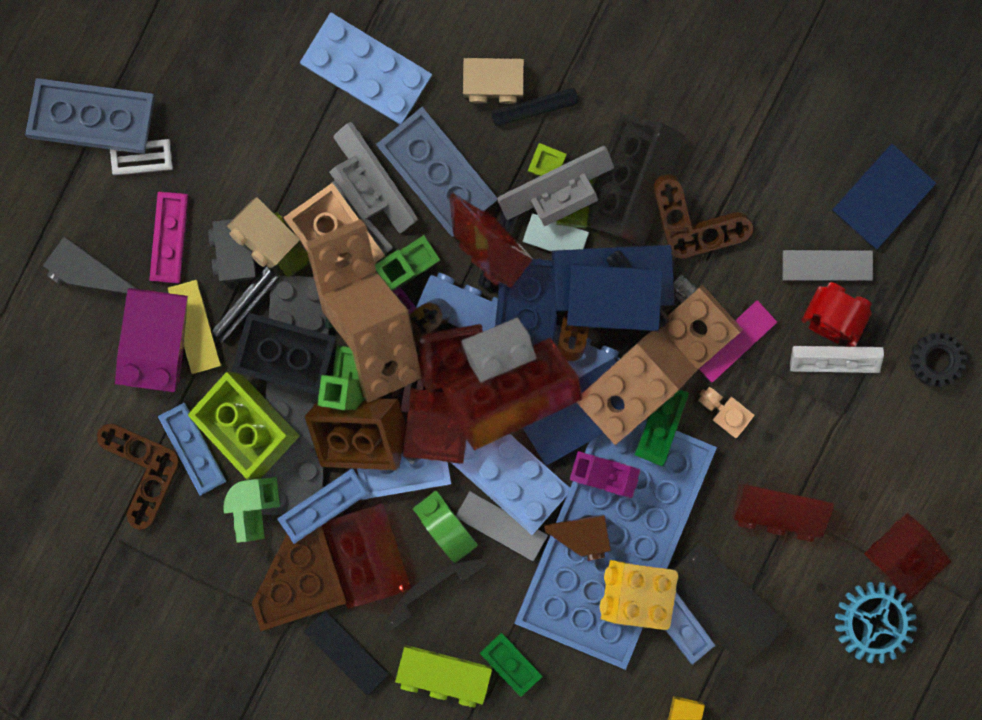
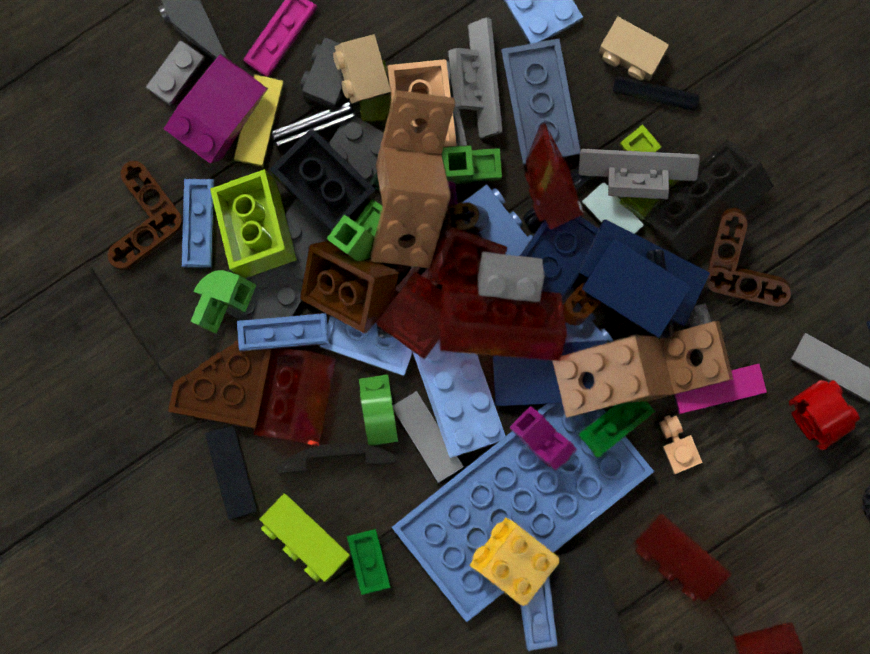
camera: 30 degrees right, 5 degrees down
(95, 324) = (175, 72): none -> light grey plate
(582, 535) = (493, 482): reddish brown slope -> none
(836, 359) = (801, 453): white tile -> none

